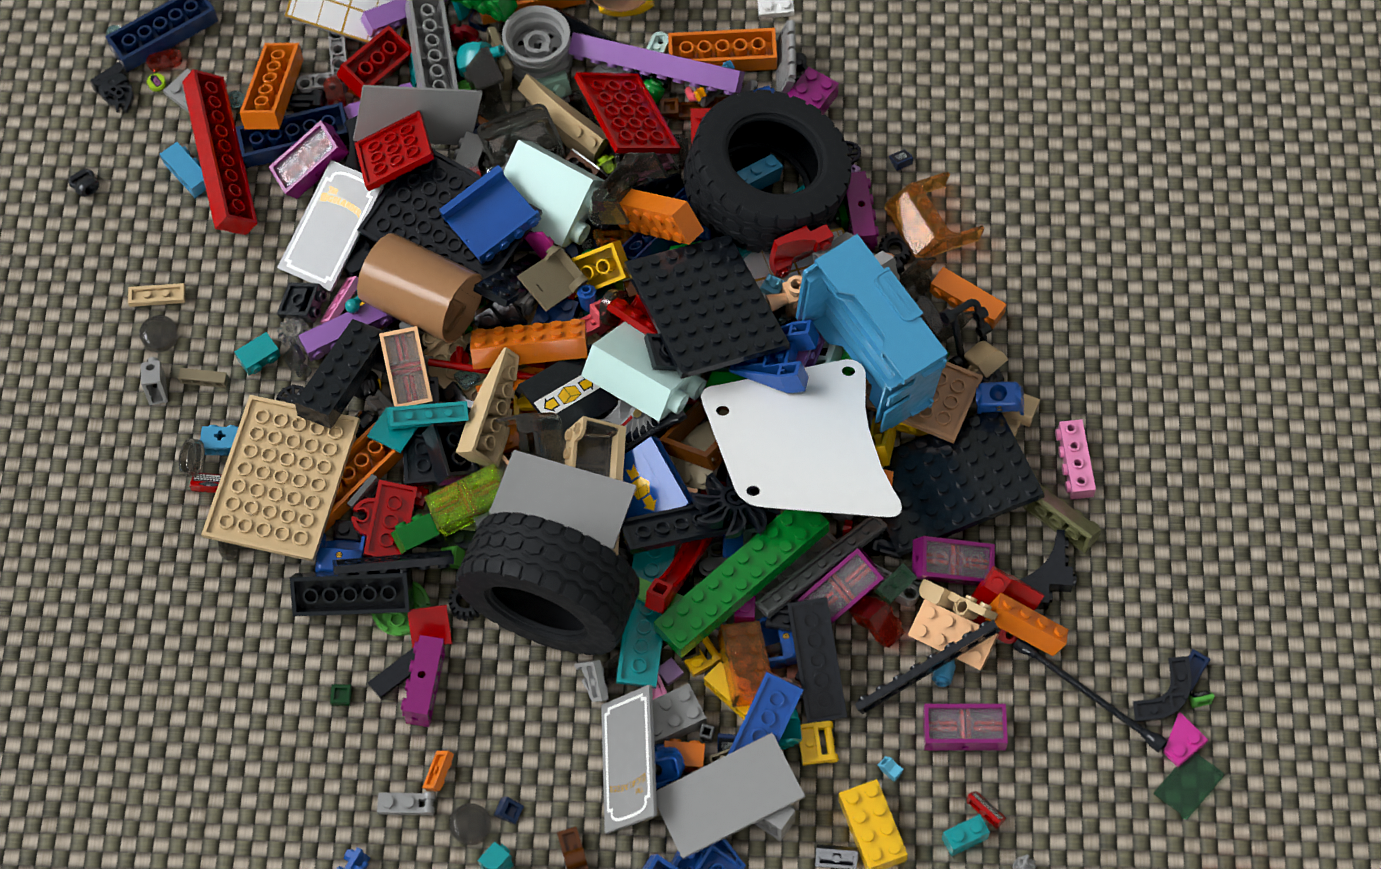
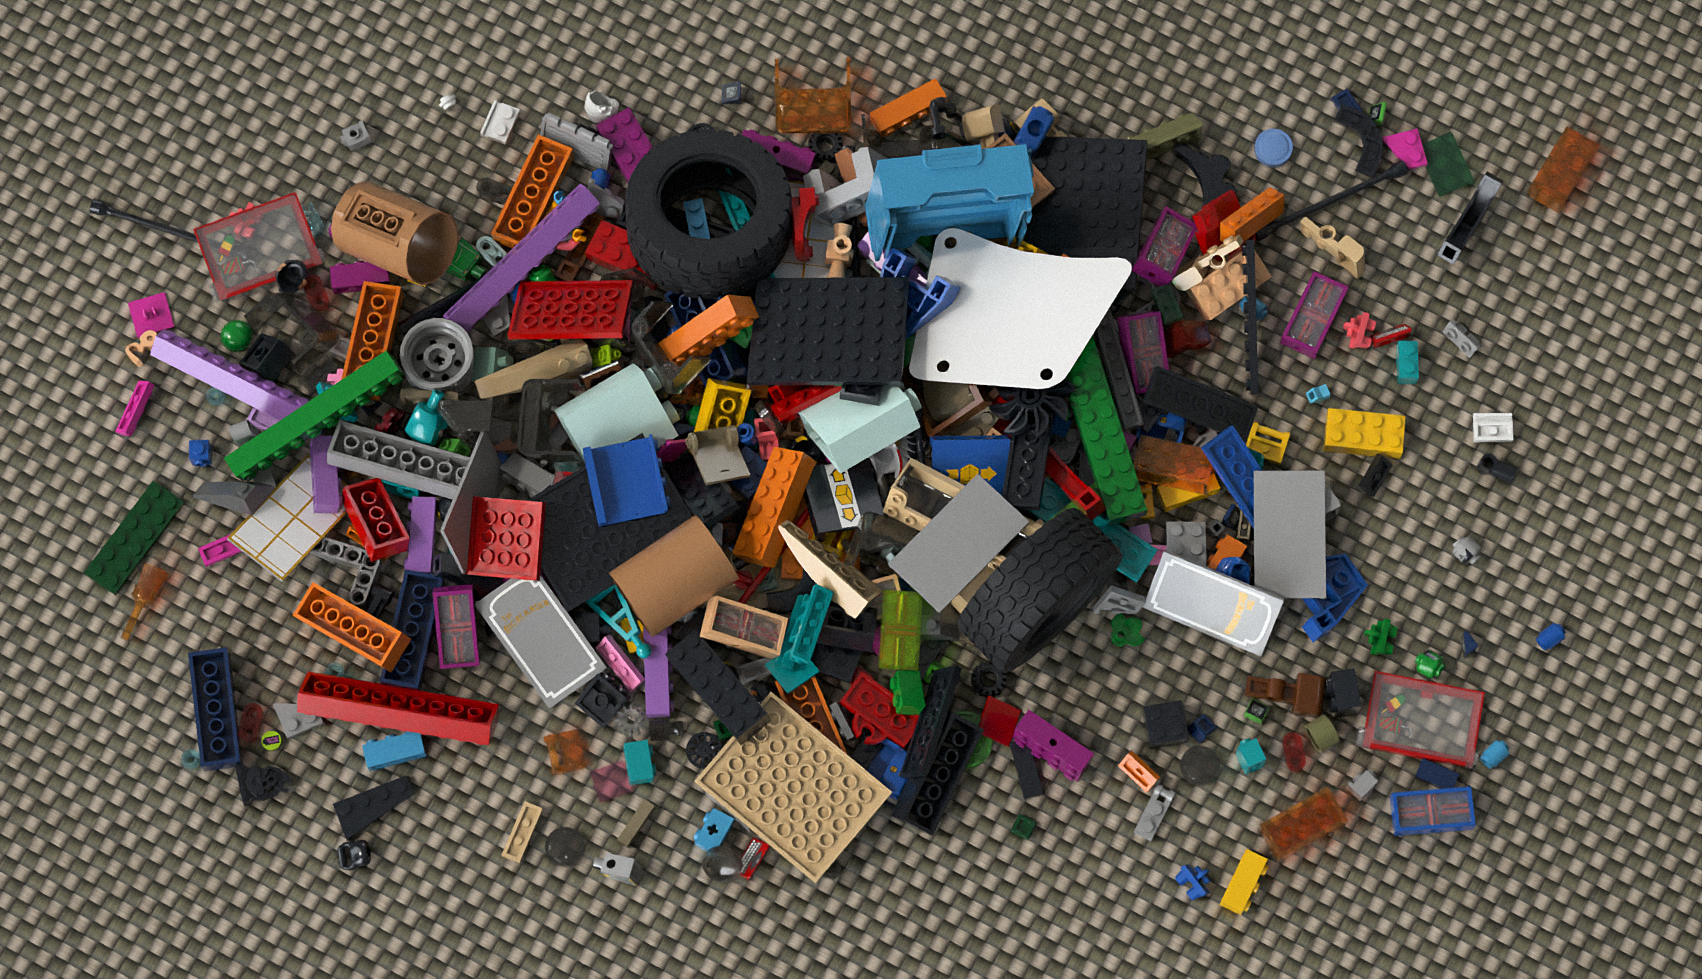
camera: 65 degrees left, 10 degrees up
(133, 176) = (366, 807): none -> black wing
(230, 341) = (611, 781): none -> clear pink piece
(245, 301) = (571, 752): none -> clear orange plate
(336, 93) = (387, 573): clear red plate -> none
(493, 773) = (1165, 724): none -> black brick
(547, 852) = (1256, 711): none -> slope
(573, 700) = (1128, 629): none -> green plate
(638, 28) = (466, 262): none -> green torso
(711, 25) = (495, 191): none -> clear smoke plate
(771, 285) = (816, 268): medium azure tile -> none
(829, 63) = (600, 107): none -> white hair
(983, 777) = (1356, 331): none -> coral hips
(1045, 718) = (1347, 251): none -> tan plate
(1076, 459) = (1112, 98): bright pink brick -> none
(1112, 620) = (1273, 148): none -> medium blue piece
(1147, 828) = (1470, 218): none -> black arch

